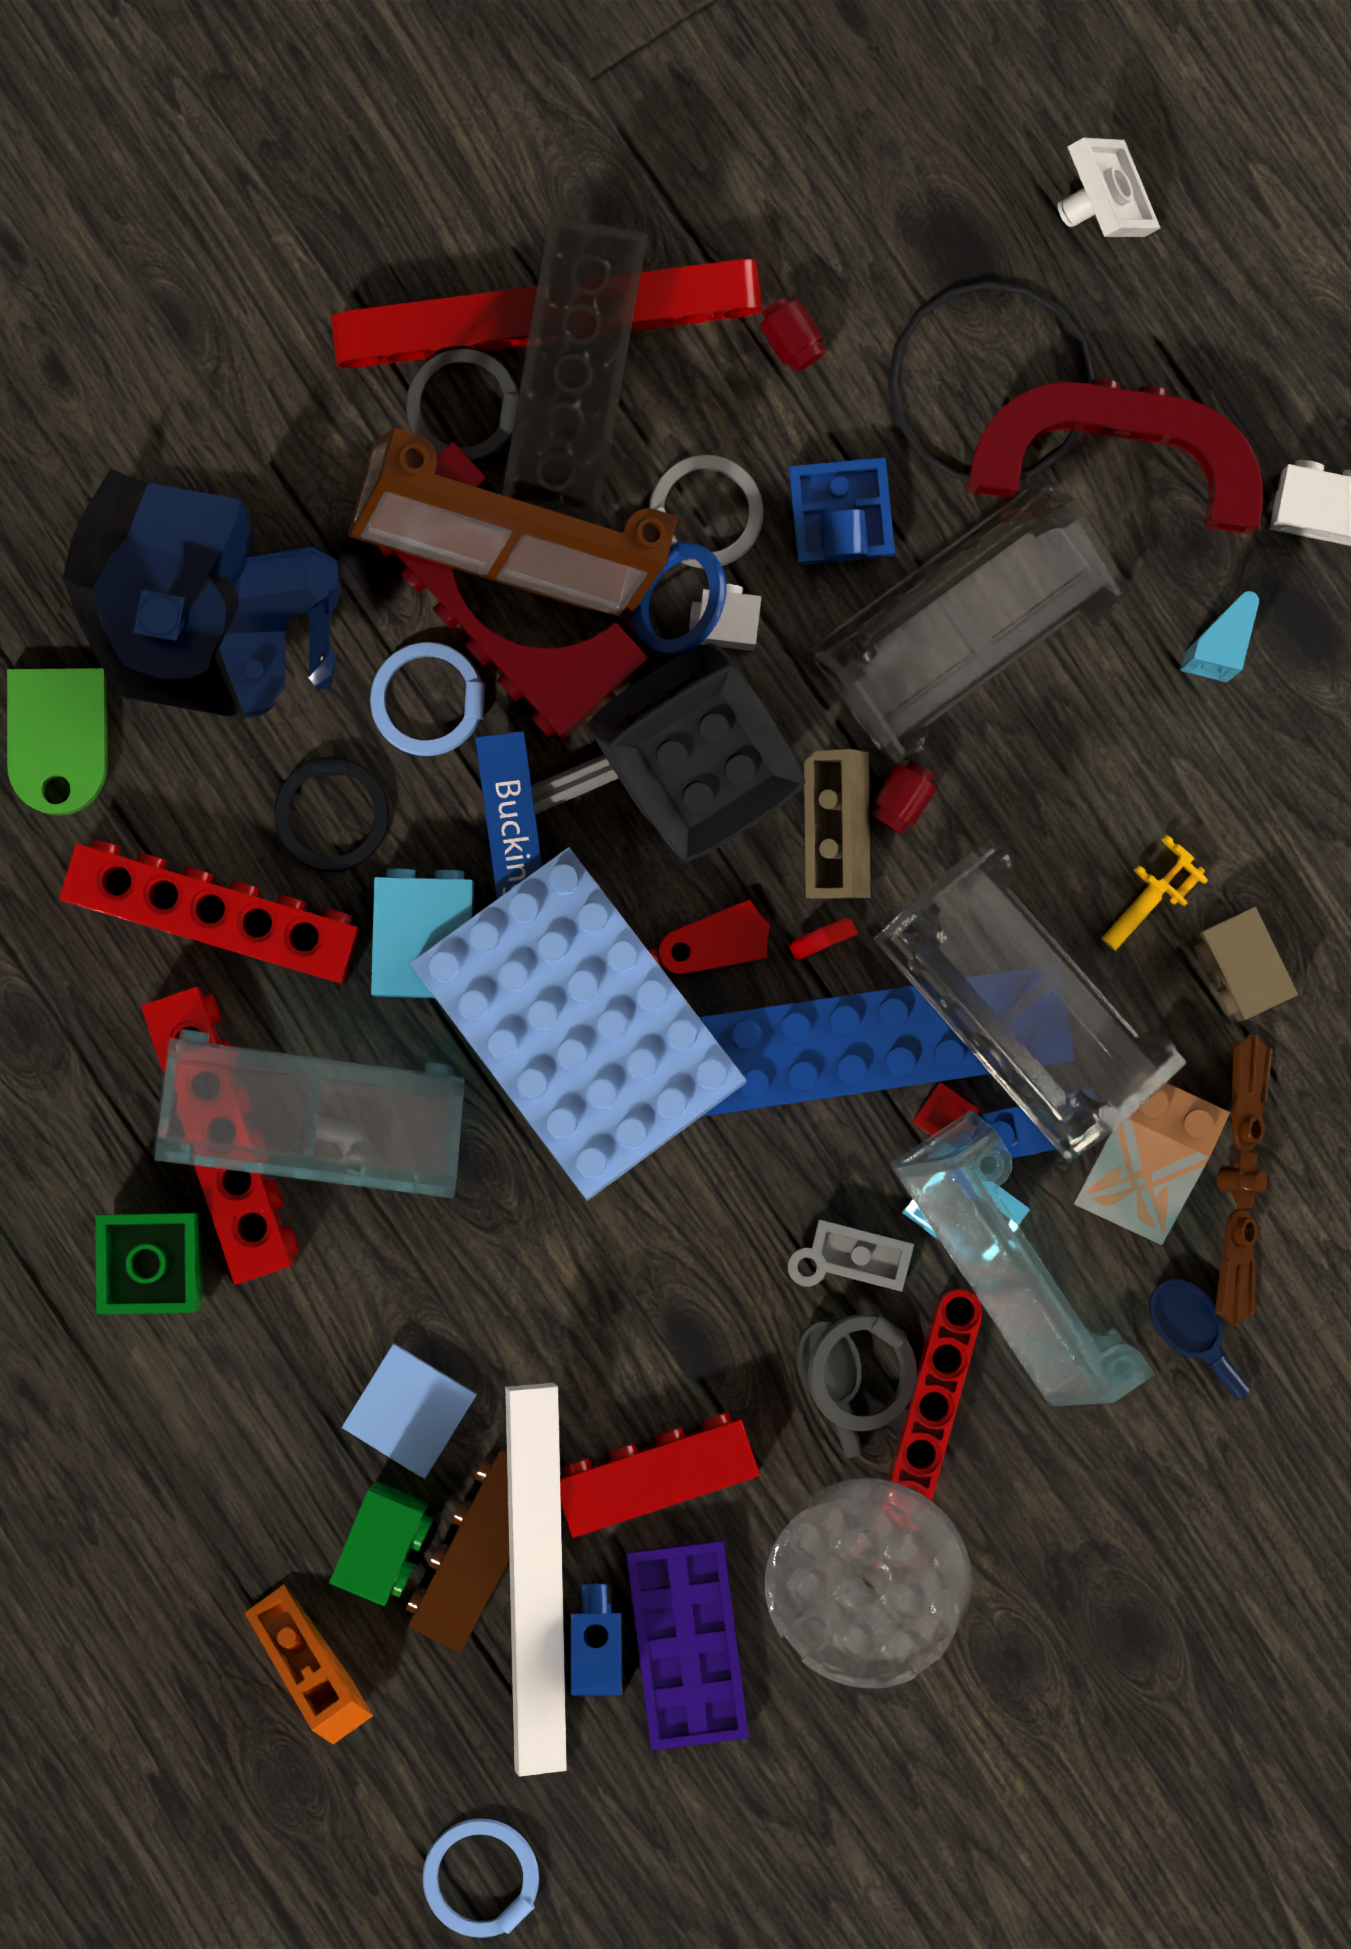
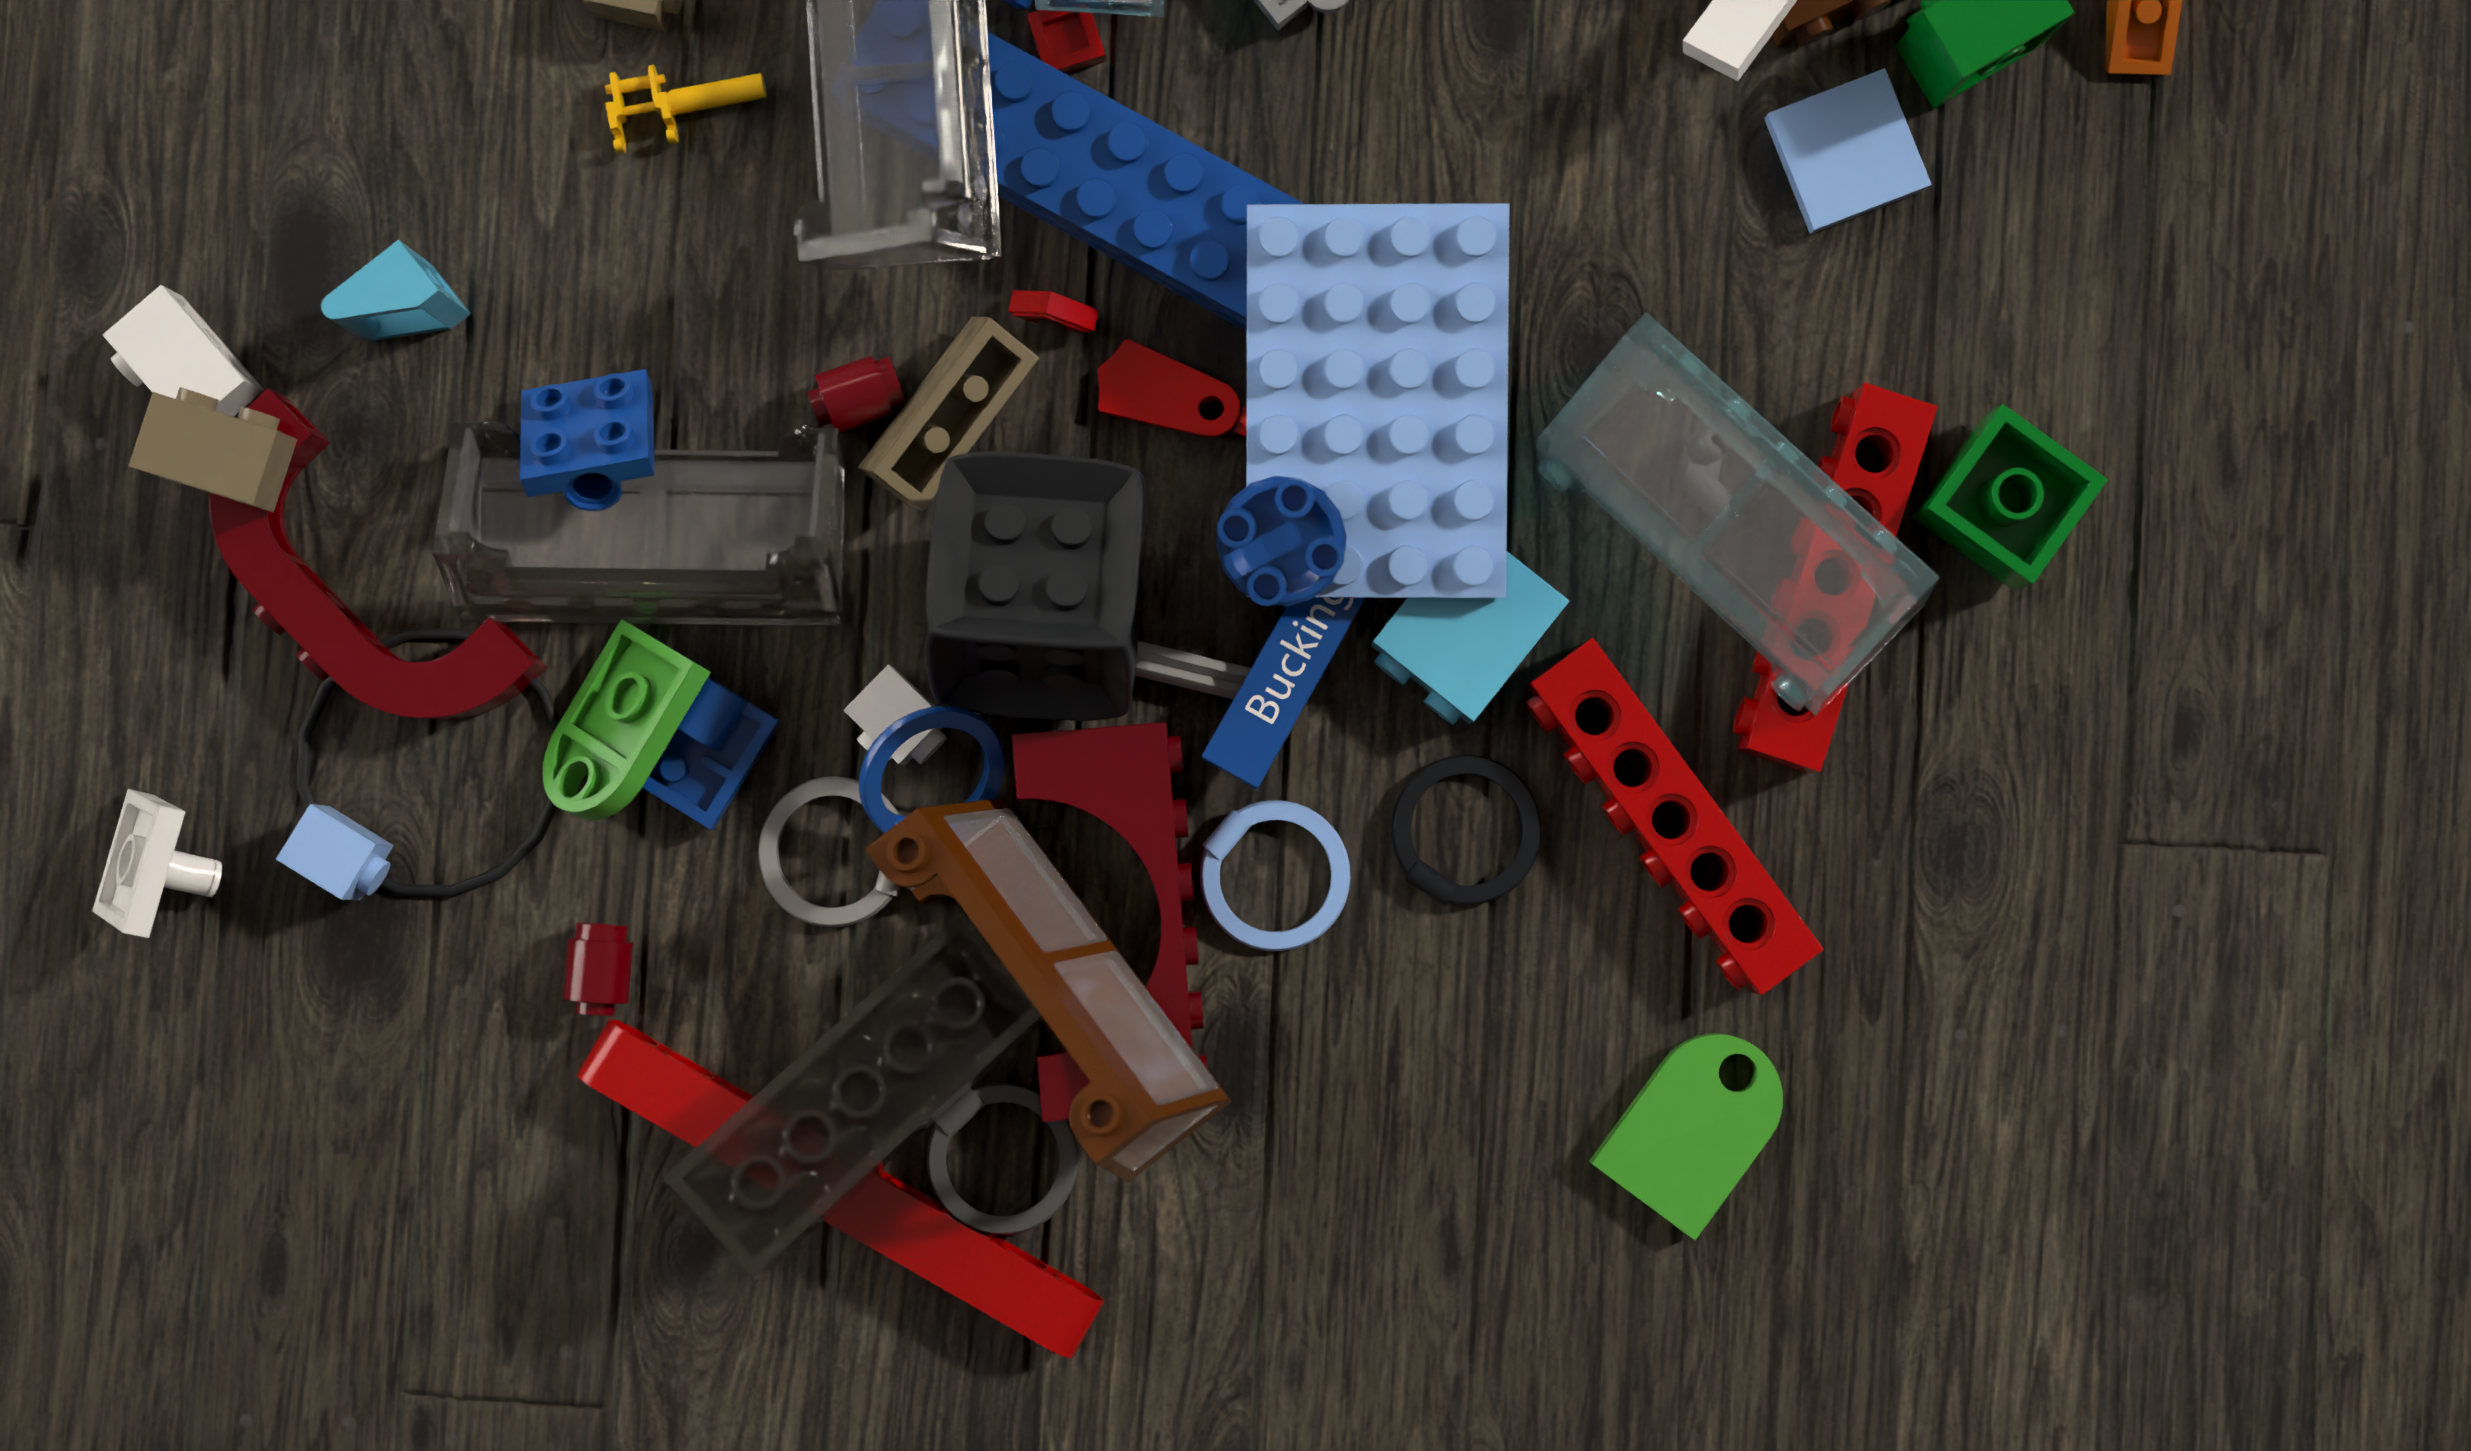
camera: 145 degrees left, 0 degrees up
(184, 608) = (1464, 1164): dark blue piece -> none
(570, 891) = (1281, 541): none -> blue dish
(891, 488) = (619, 723): none -> bright green tile
(1001, 283) = (336, 853): none -> light blue brick
(1044, 645) = (587, 438): none -> blue plate
(1257, 462) = (212, 450): none -> dark tan brick

